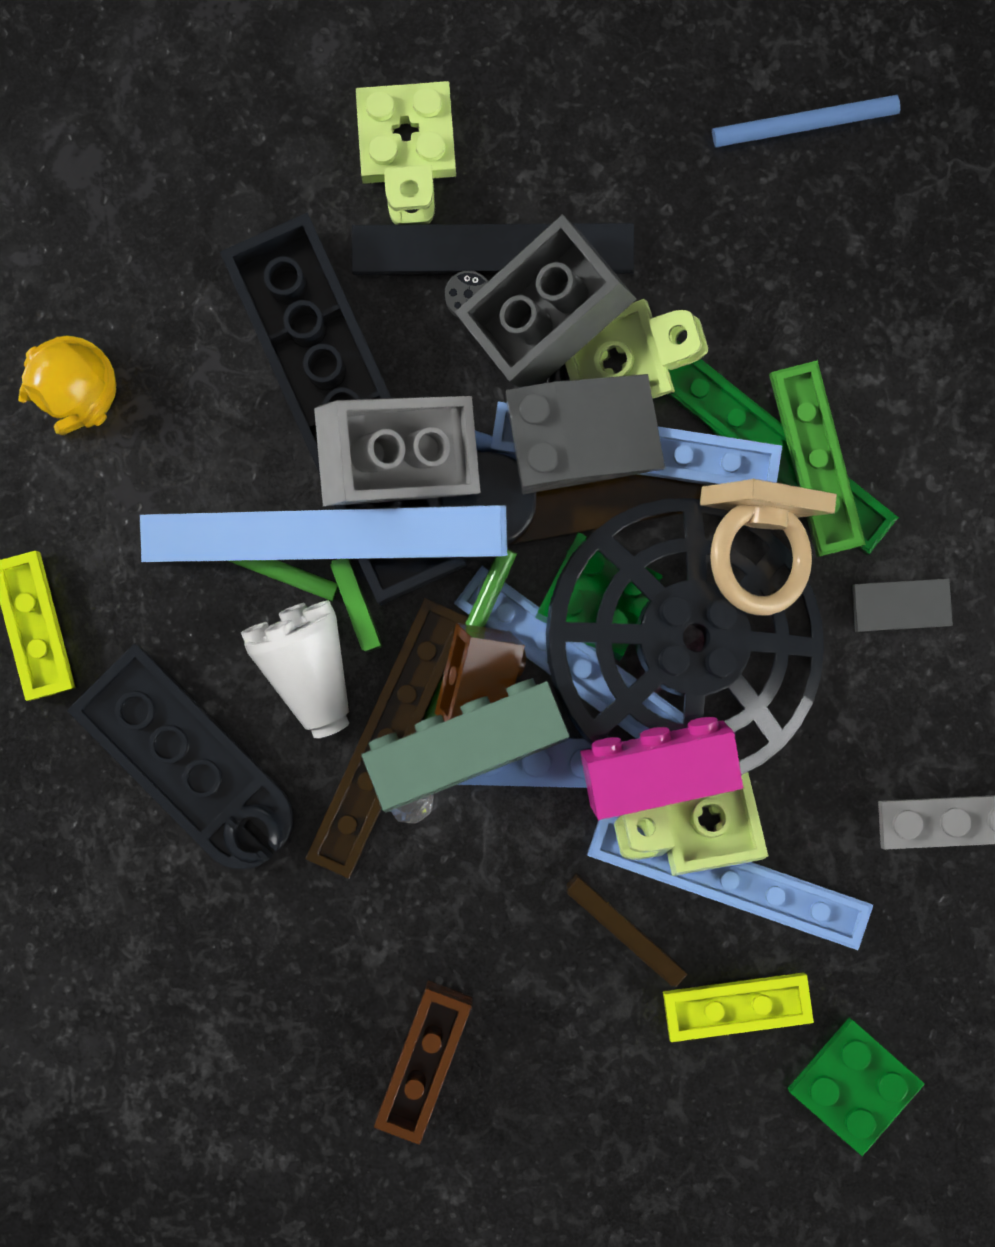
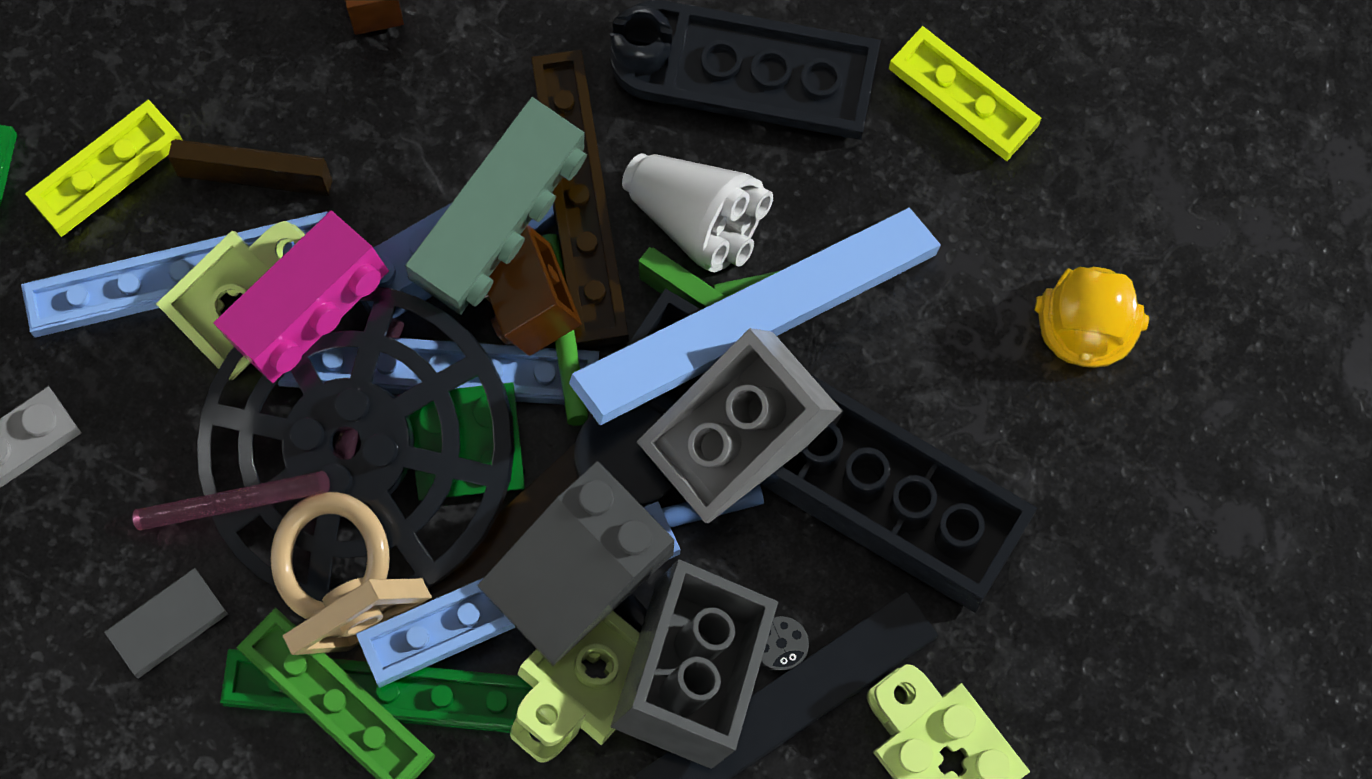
camera: 145 degrees right, 15 degrees down
(804, 656) = (231, 500): none -> clear pink bar

